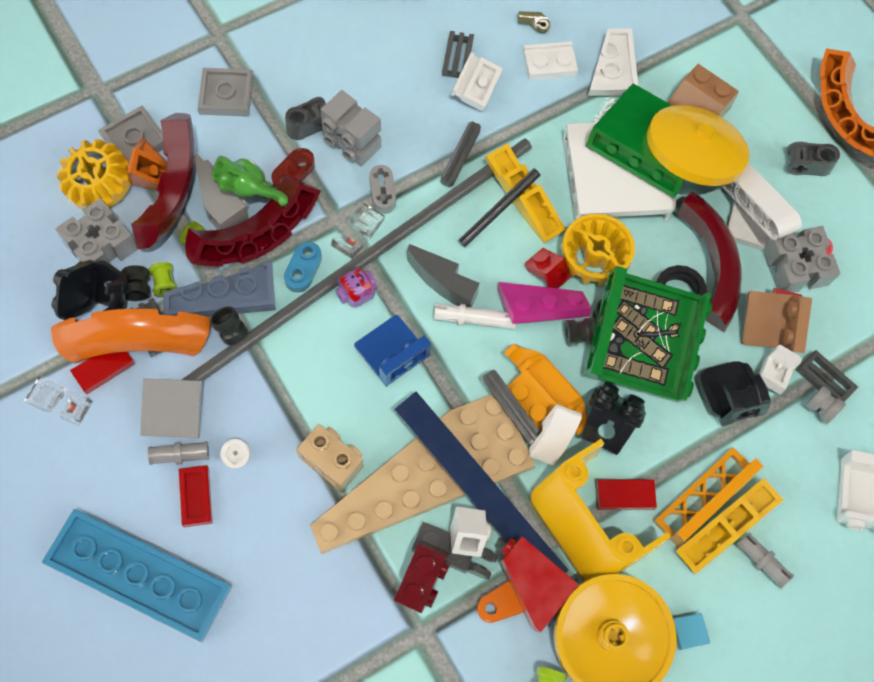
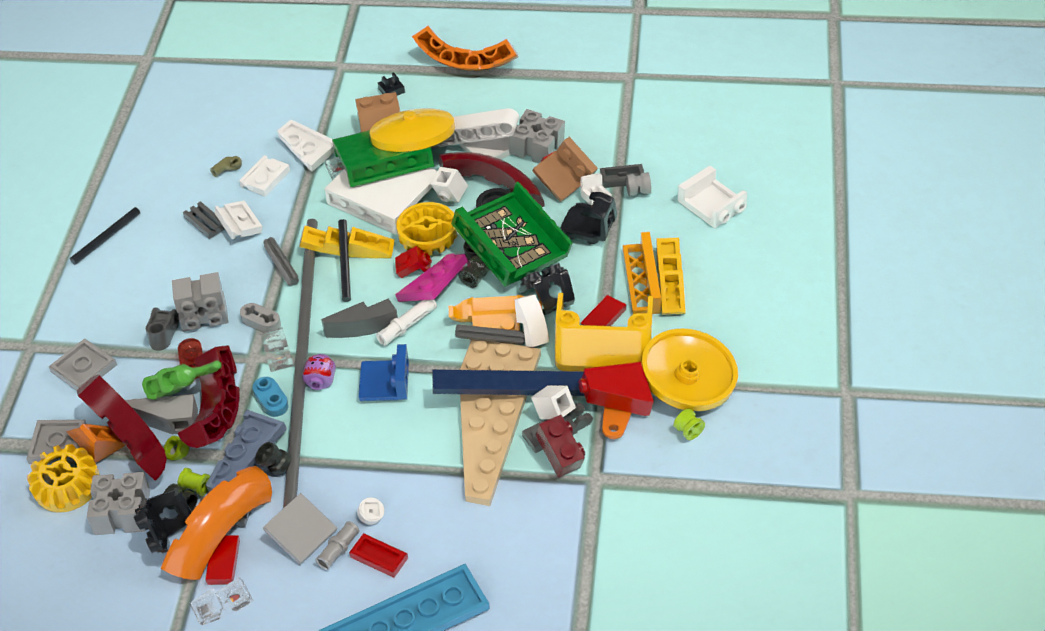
camera: 45 degrees left, 20 degrees down
(330, 457) = (428, 455): tan brick -> none
(665, 228) = (449, 184): none -> white brick
(691, 631) = (721, 333): medium azure tile -> none
(752, 79) = (391, 85): none -> black tile
(765, 560) = (707, 272): light grey pin -> none
(812, 158) = (476, 91): dark grey piece -> none

